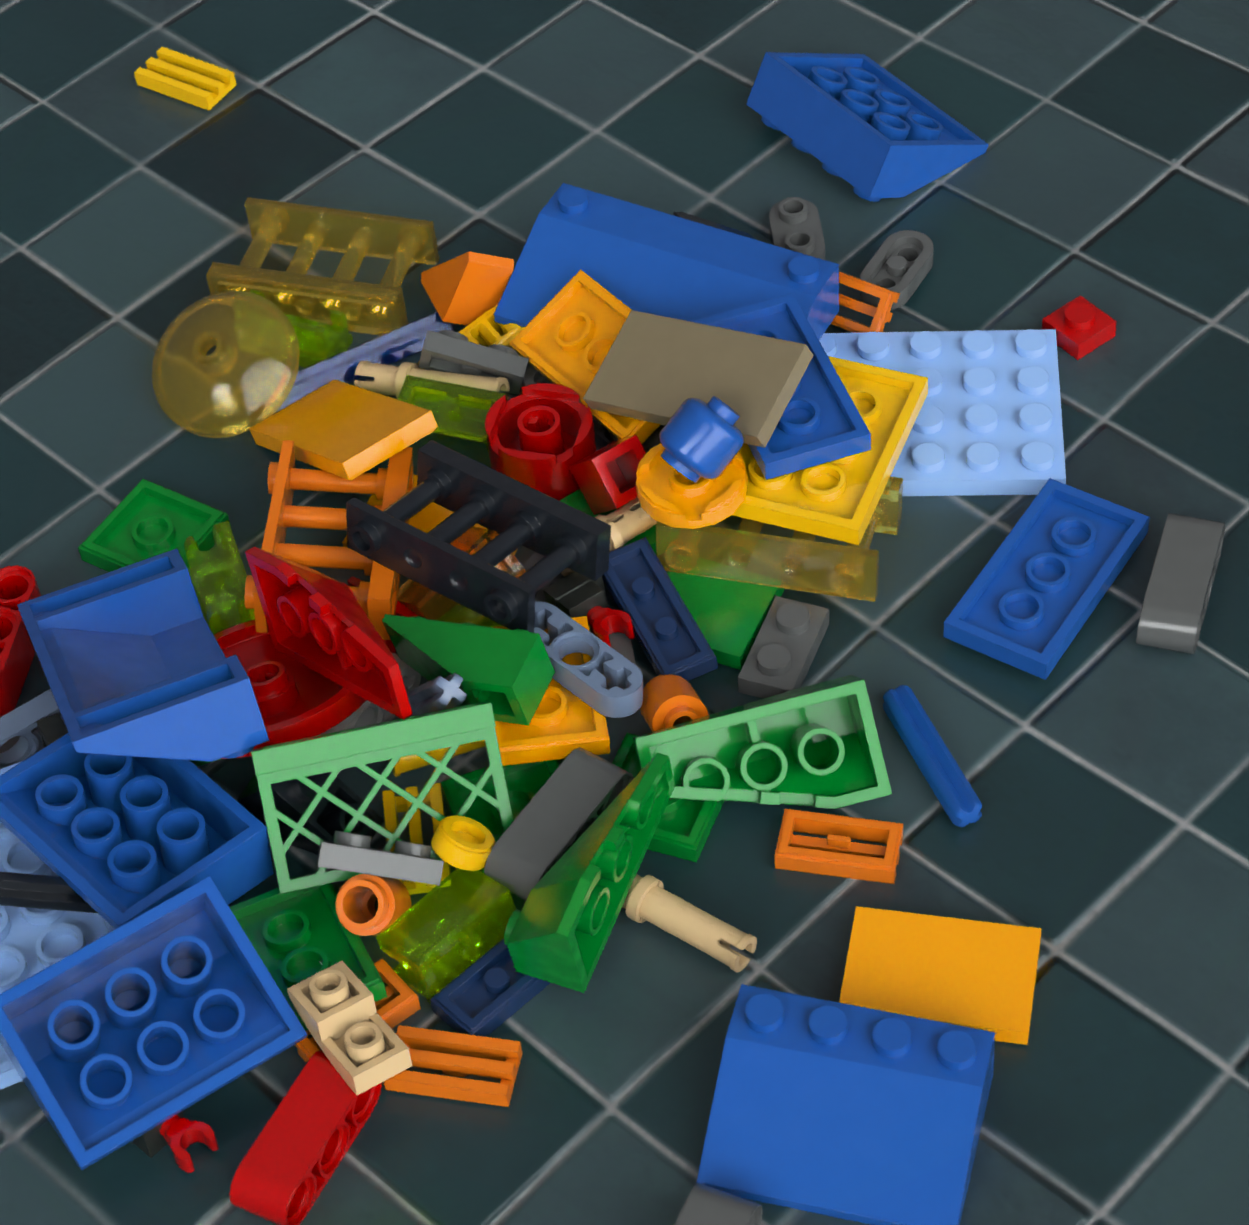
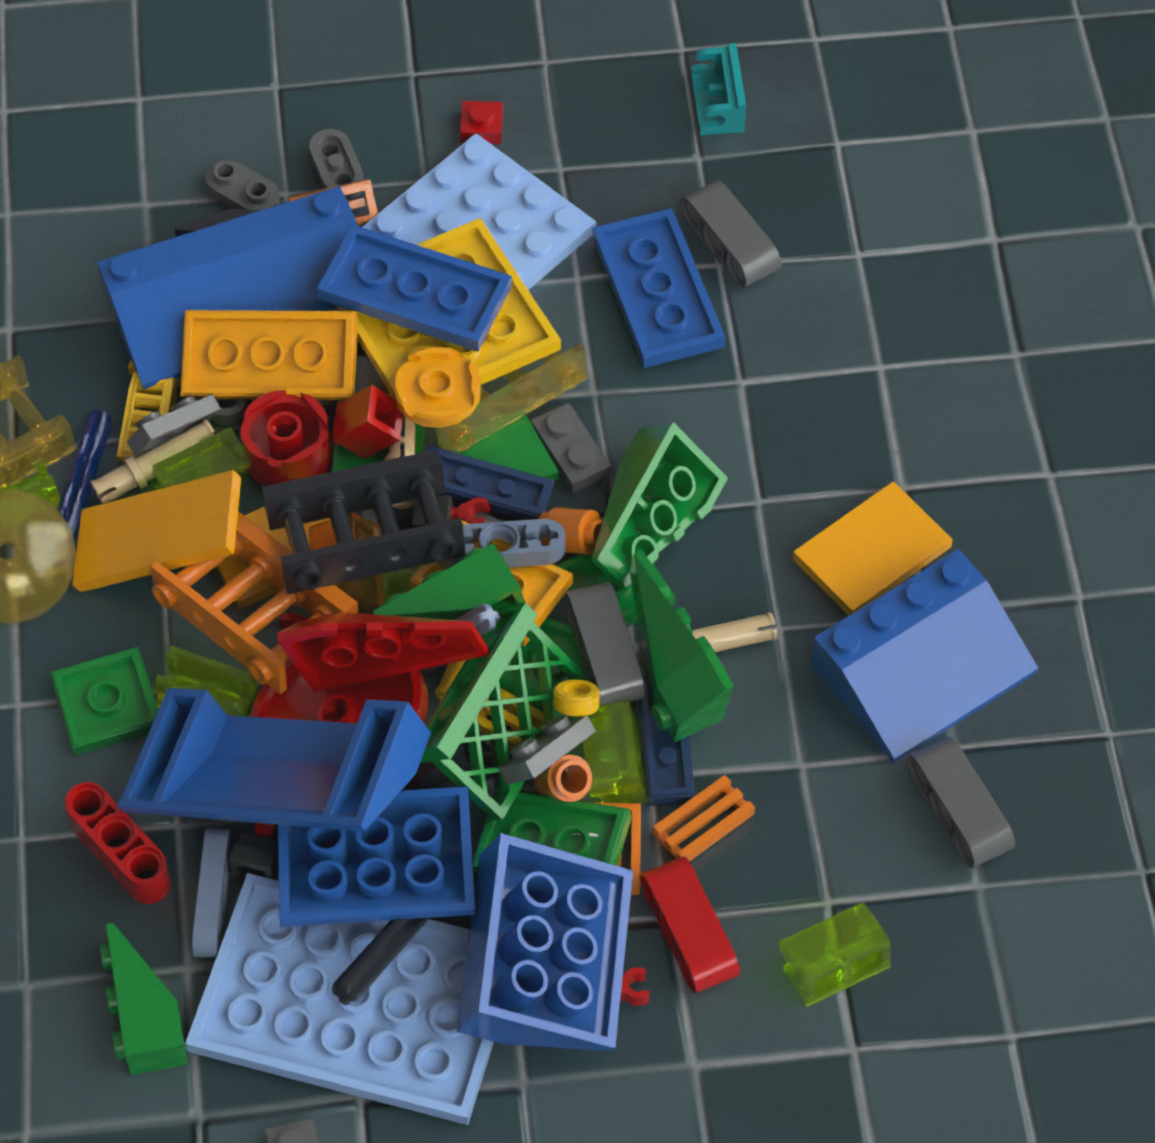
camera: 55 degrees left, 10 degrees up
(348, 1028) = (647, 847): tan slope -> none
(467, 285) = (98, 385): orange slope -> none
(668, 359) = (370, 320): dark tan tile -> none
(701, 438) = (438, 353): blue head -> none
(837, 853) = (746, 542): orange tile -> none
(860, 122) = (187, 82): blue slope -> none
(932, 756) = (729, 439): blue axle -> none

